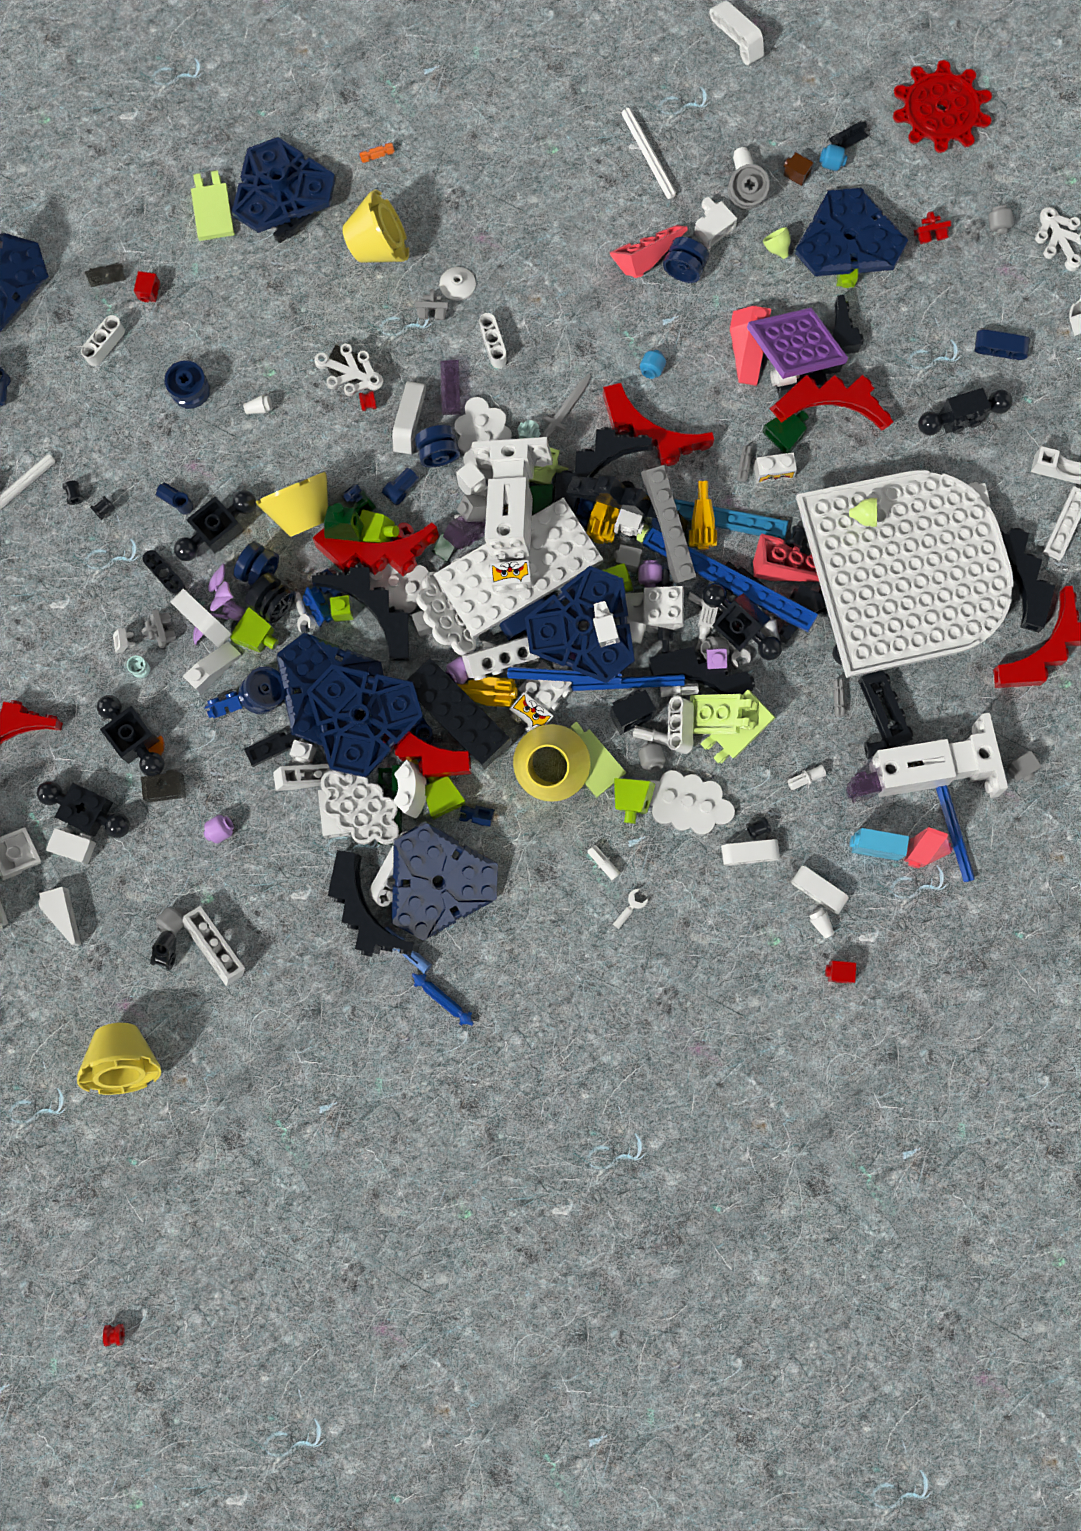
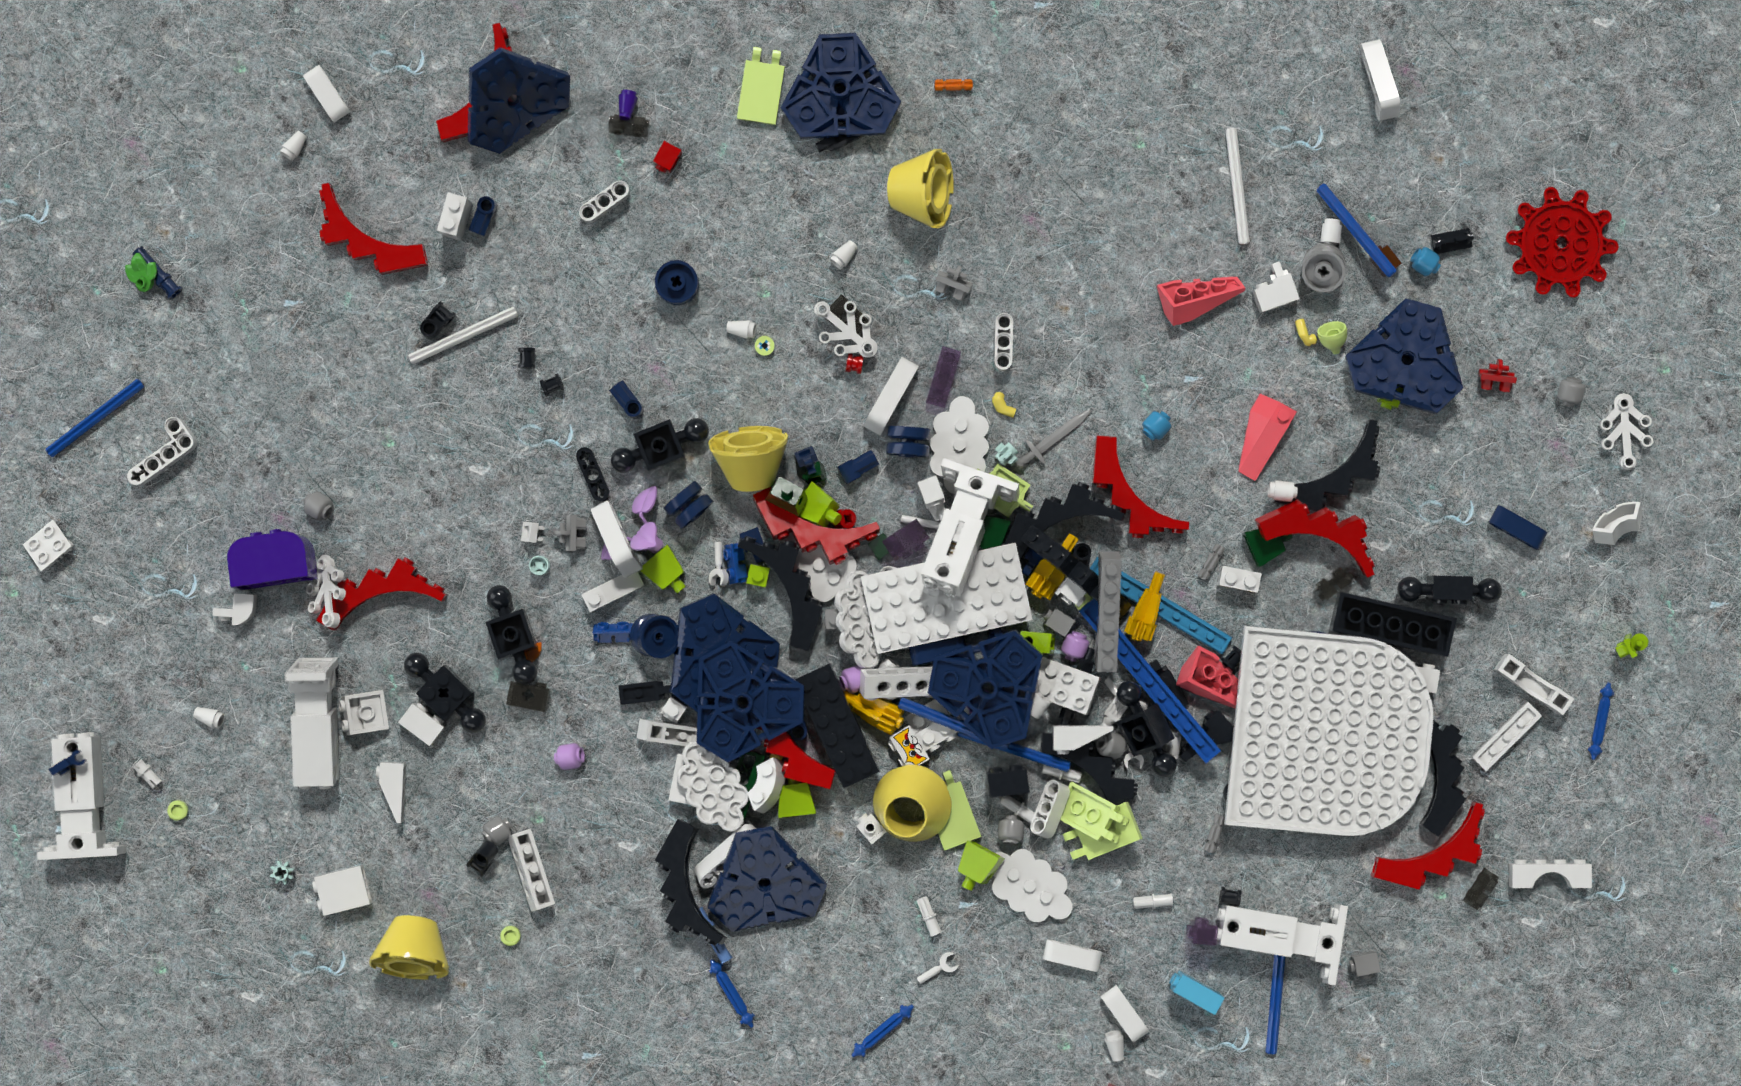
camera: 10 degrees right, 10 degrees up
(39, 1028) = (342, 890): none -> white brick
(97, 254) = (627, 103): none -> dark purple cone
(214, 1017) = (510, 935): none -> yellowish green tile
(270, 597) = (692, 542): black wheel -> none
(283, 414) = (764, 345): none -> yellowish green tile
(326, 318) = (843, 255): none -> white cone
(457, 290) = (986, 272): white dish -> none
(473, 508) = (923, 520): light grey brick -> none
(479, 815) = (825, 829): dark blue plate -> none
(509, 395) = (1000, 405): none -> light yellow arm
(510, 576) = (935, 610): white brick -> none
(524, 805) = (876, 833): none -> white brick
(598, 985) = (883, 1030): none -> blue wheel
(605, 625) = (1008, 699): white hinge -> none
(677, 649) = (1074, 736): none -> white slope
(686, 260) = (1230, 326): dark blue wheel -> none
(716, 658) = (1107, 758): lavender plate -> none
(756, 253) = (1302, 331): none -> light yellow arm
(758, 828) = (1088, 934): black bush -> none
(764, 149) = (1356, 230): none -> blue axle
(797, 343) = (1306, 462): medium lavender plate -> none
(863, 437) = (1327, 588): none -> clear smoke hinge
(865, 512) = (1304, 670): yellowish green helmet -> none
(871, 686) = (1263, 852): black brick -> none
(927, 848) = (1237, 1013): coral wedge -> none
(948, 454) = (1393, 624): none -> black brick

